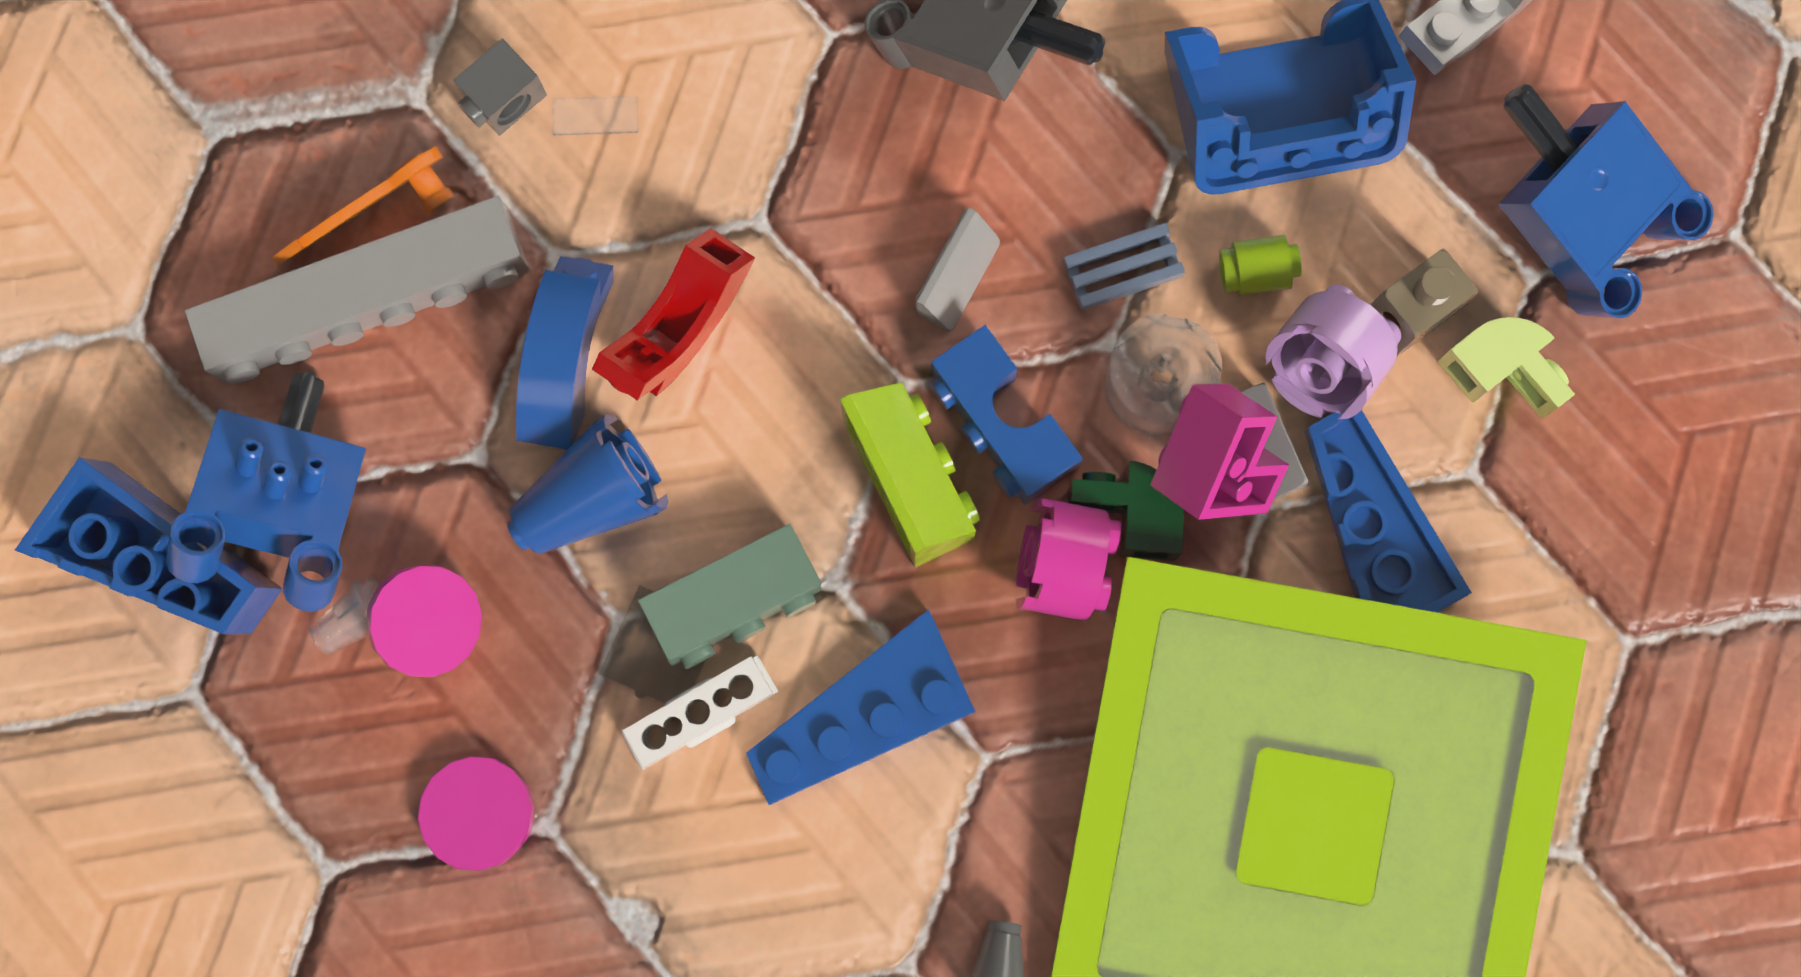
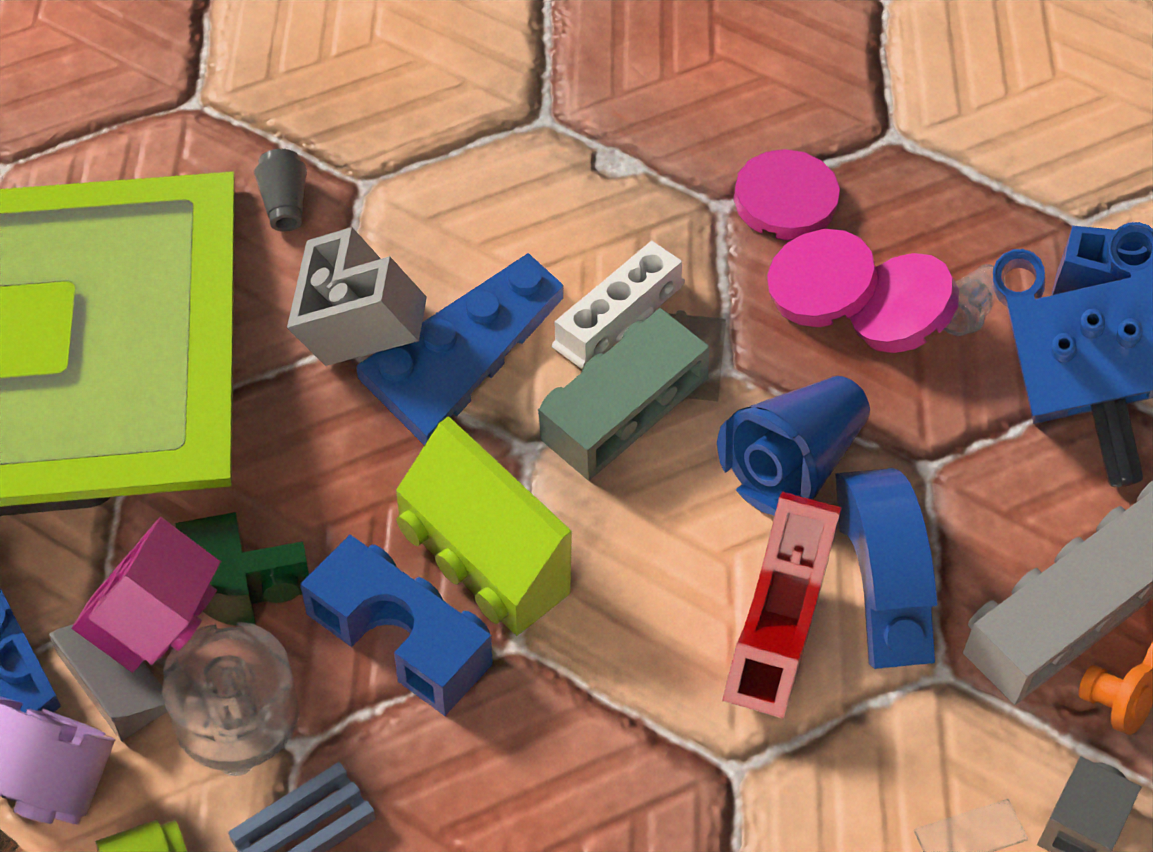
camera: 160 degrees right, 25 degrees down
(488, 682) = (822, 277): none -> dark pink tile
(957, 271) = (494, 764): light grey slope -> none
(975, 769) = (353, 300): none -> light grey brick
(1066, 560) = (295, 489): dark pink brick -> none

